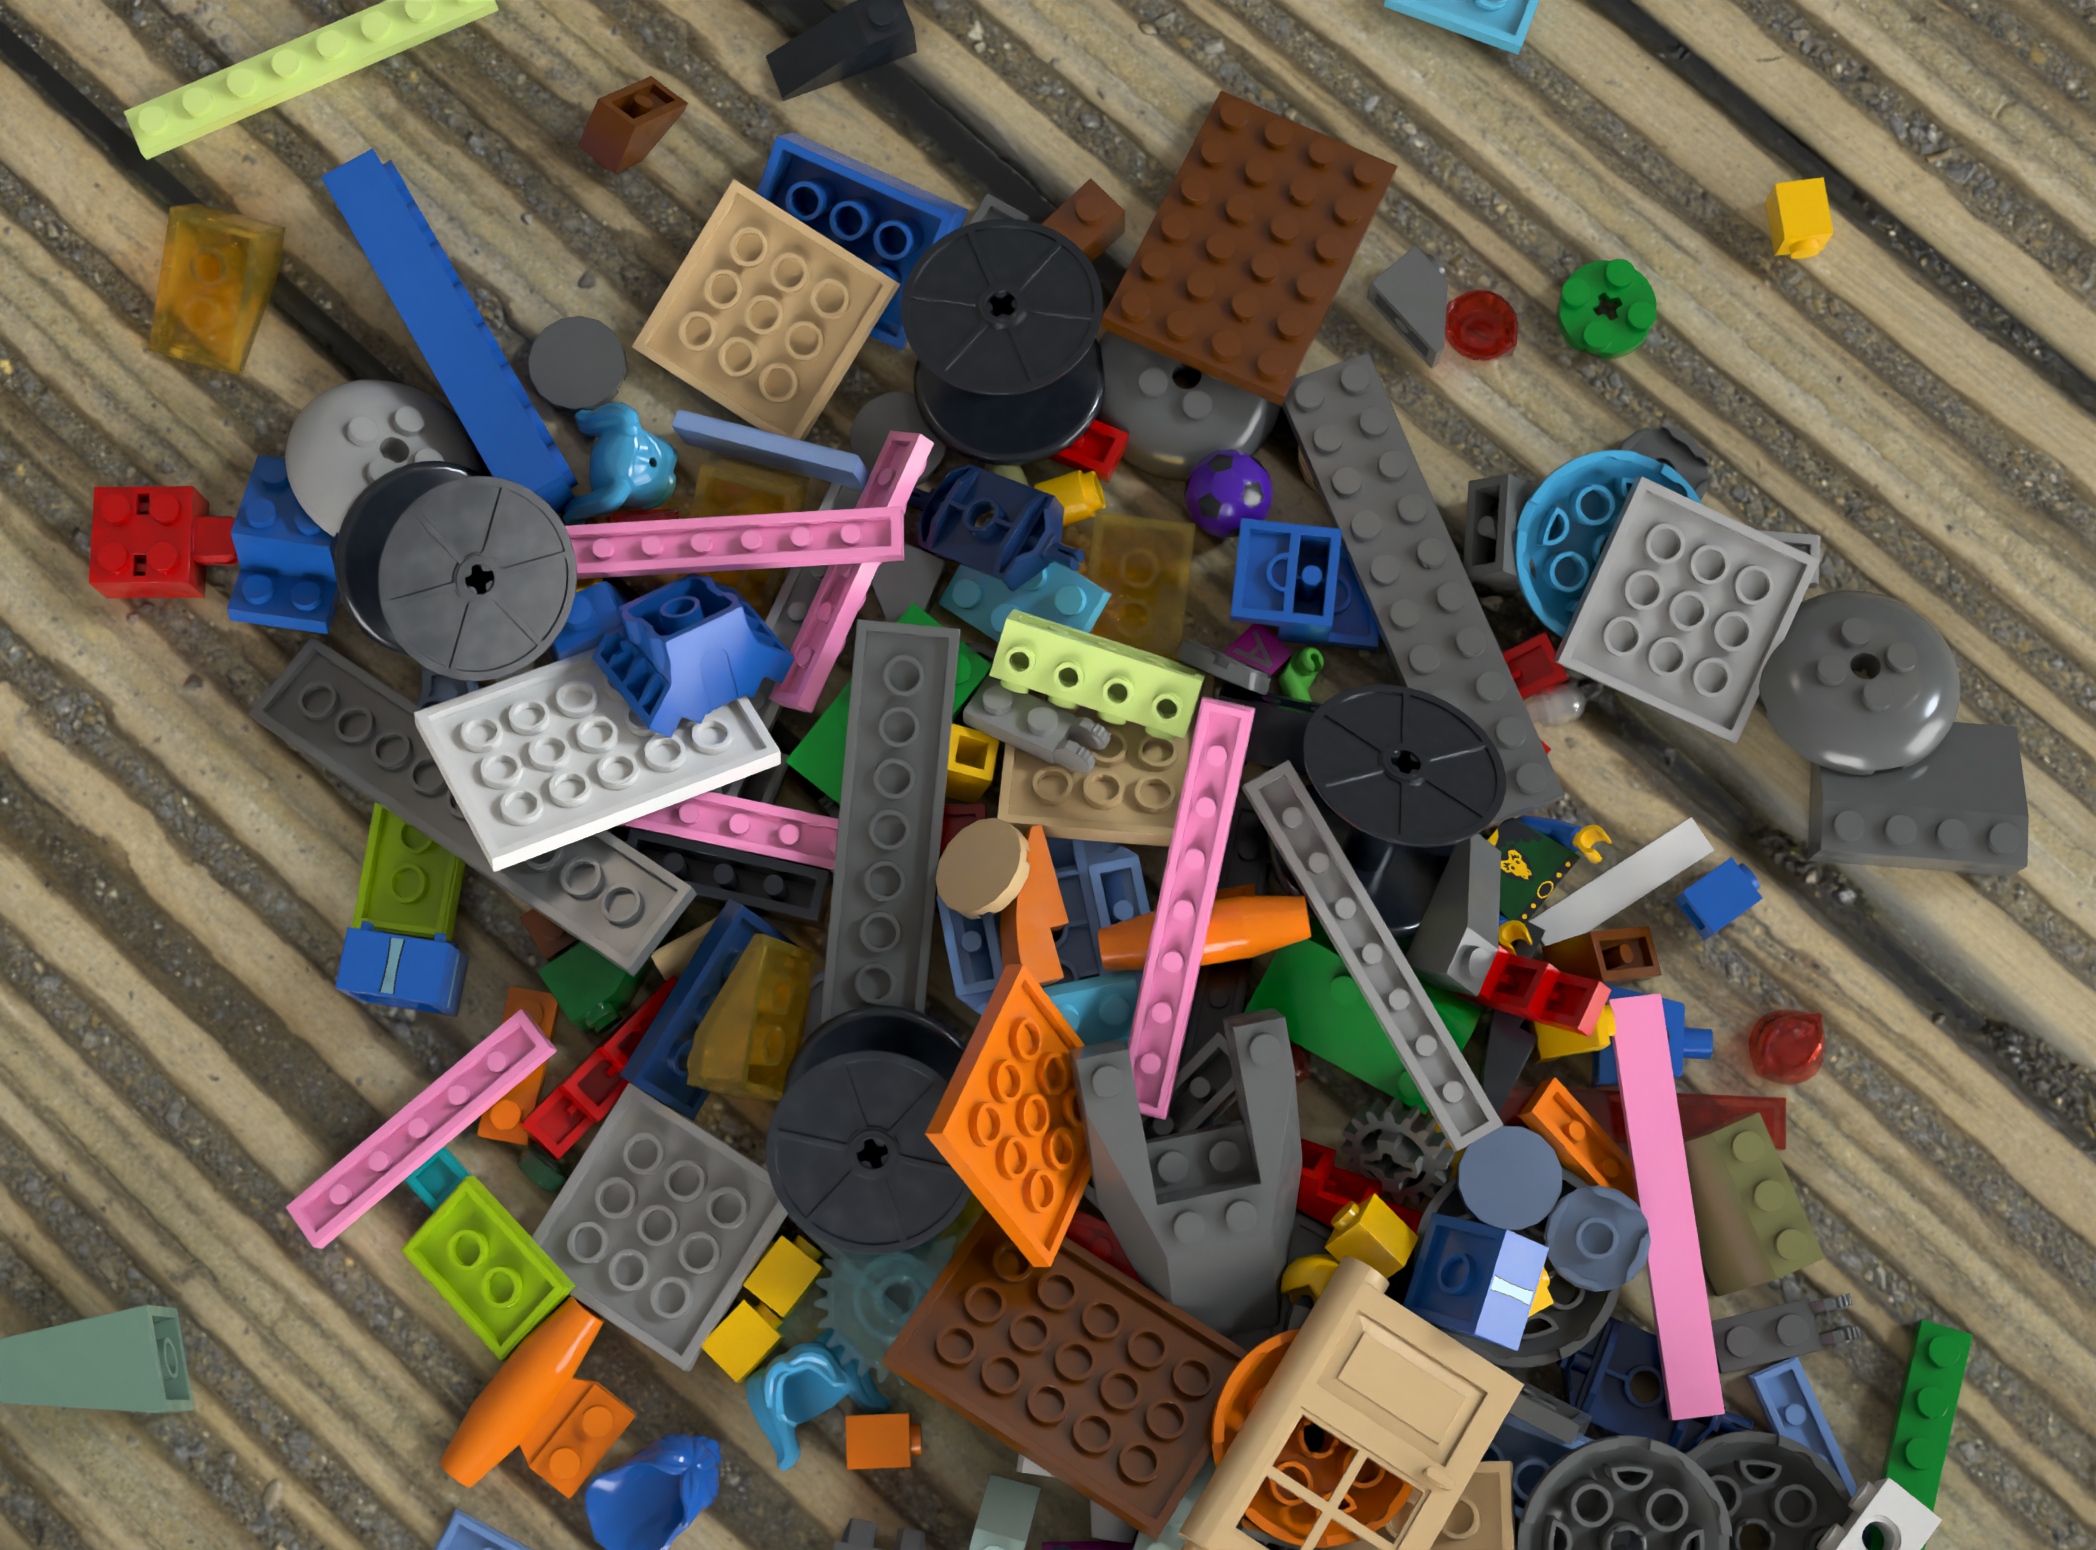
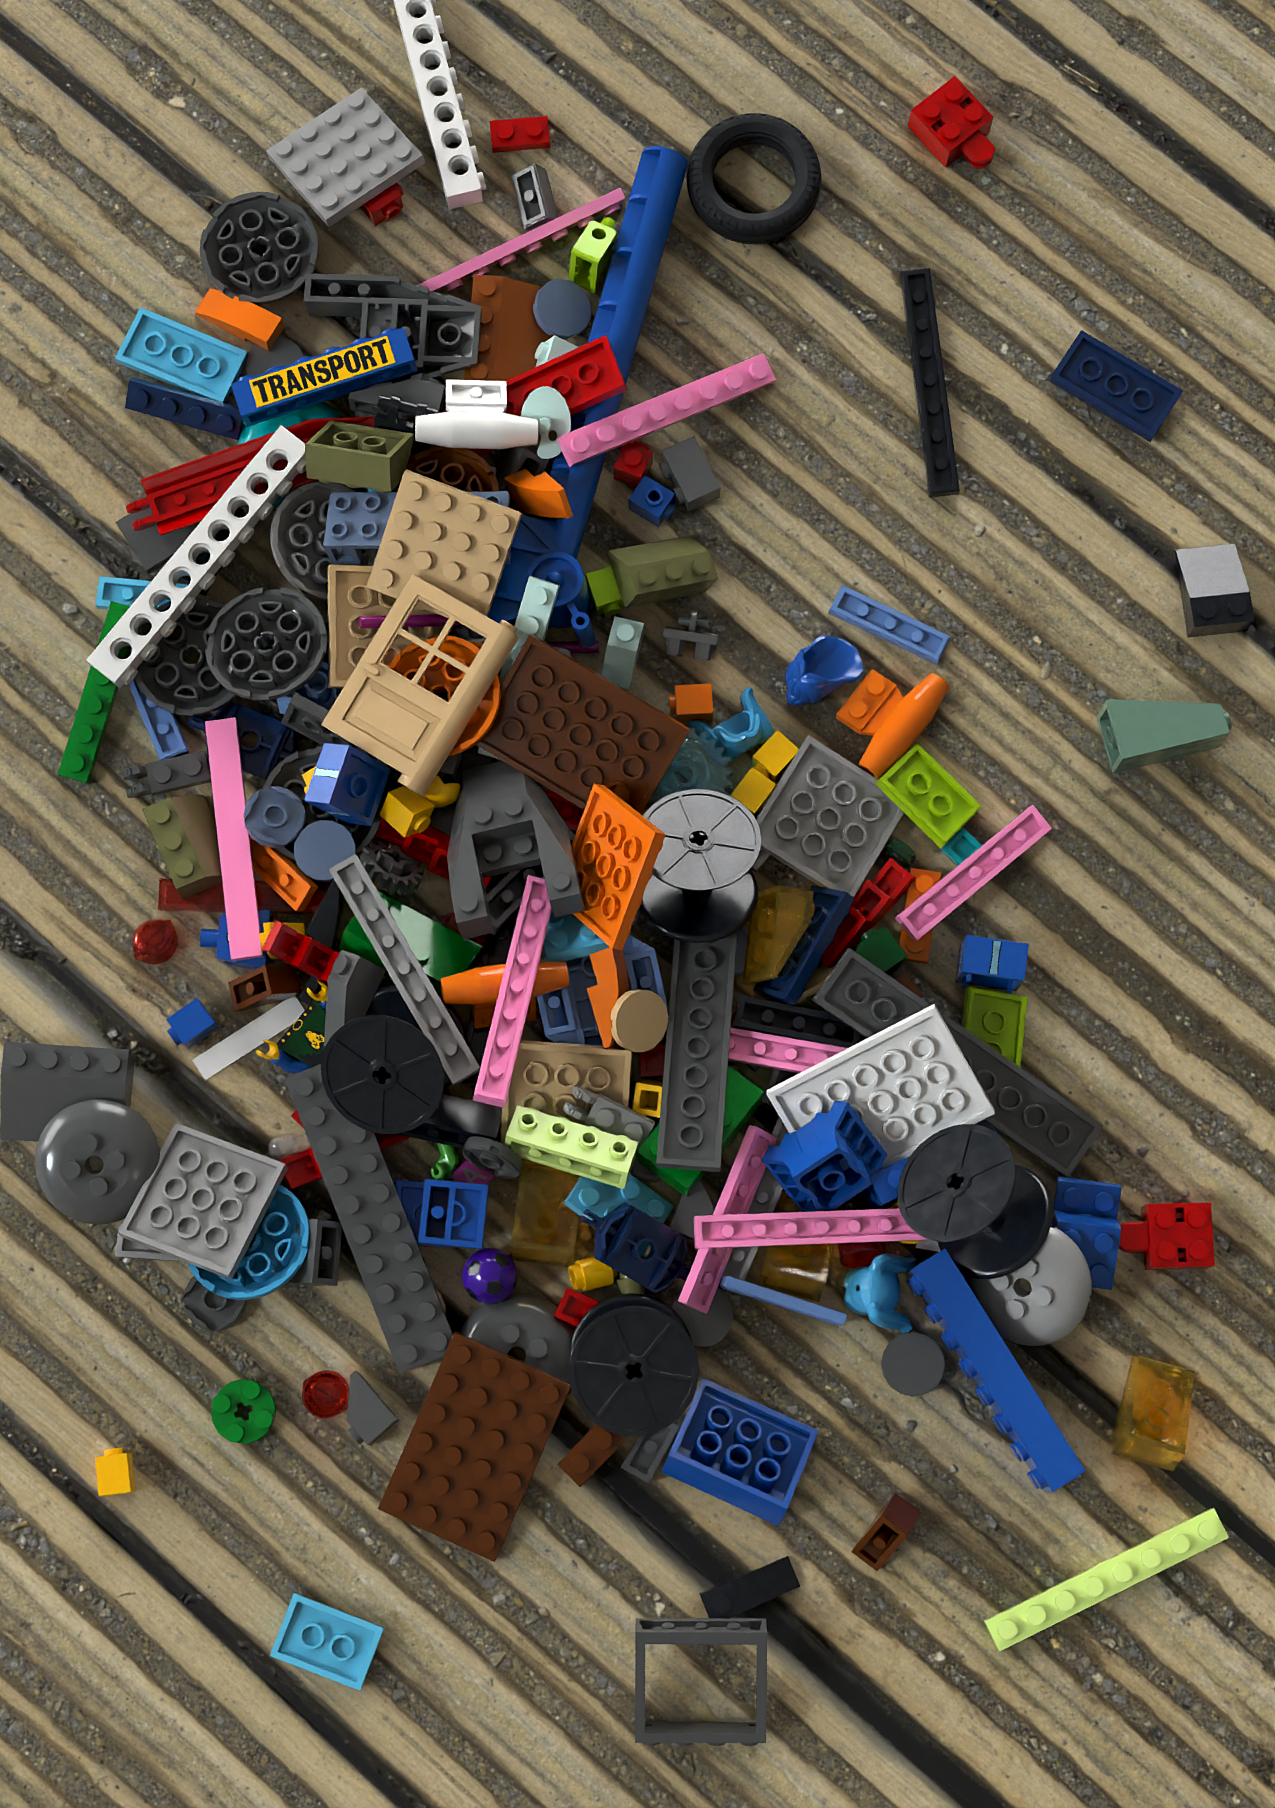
camera: 175 degrees right, 0 degrees up
(765, 314) = (790, 1393): tan plate -> none

